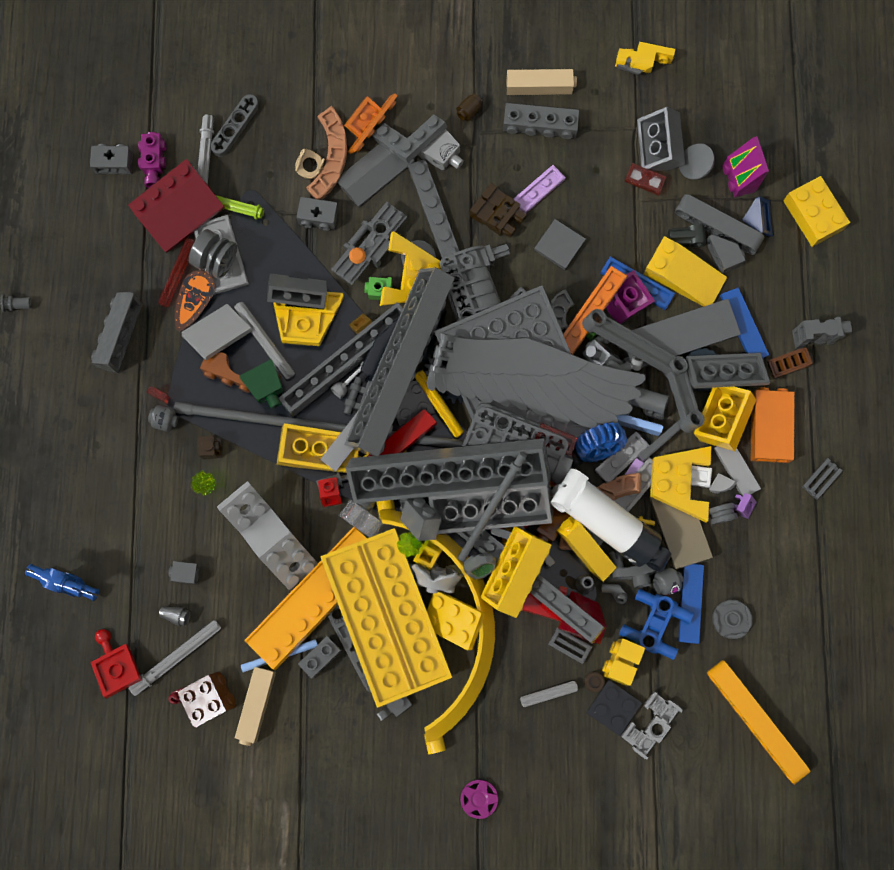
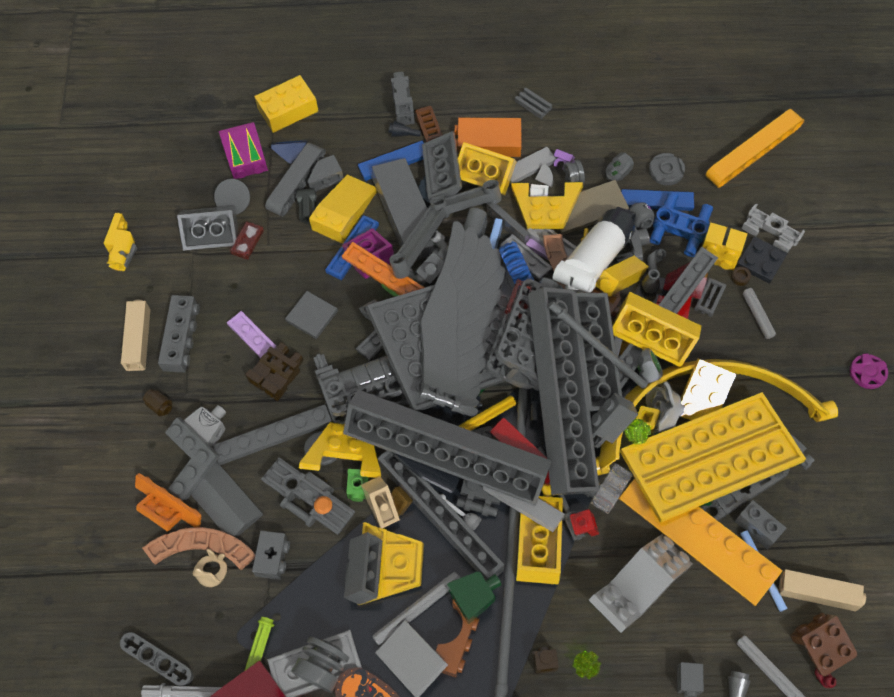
camera: 90 degrees left, 15 degrees down
(357, 305) = (380, 501): none -> tan slope
(731, 564) = (619, 167): none -> dark grey rock
(783, 331) = (398, 129): none -> black cone

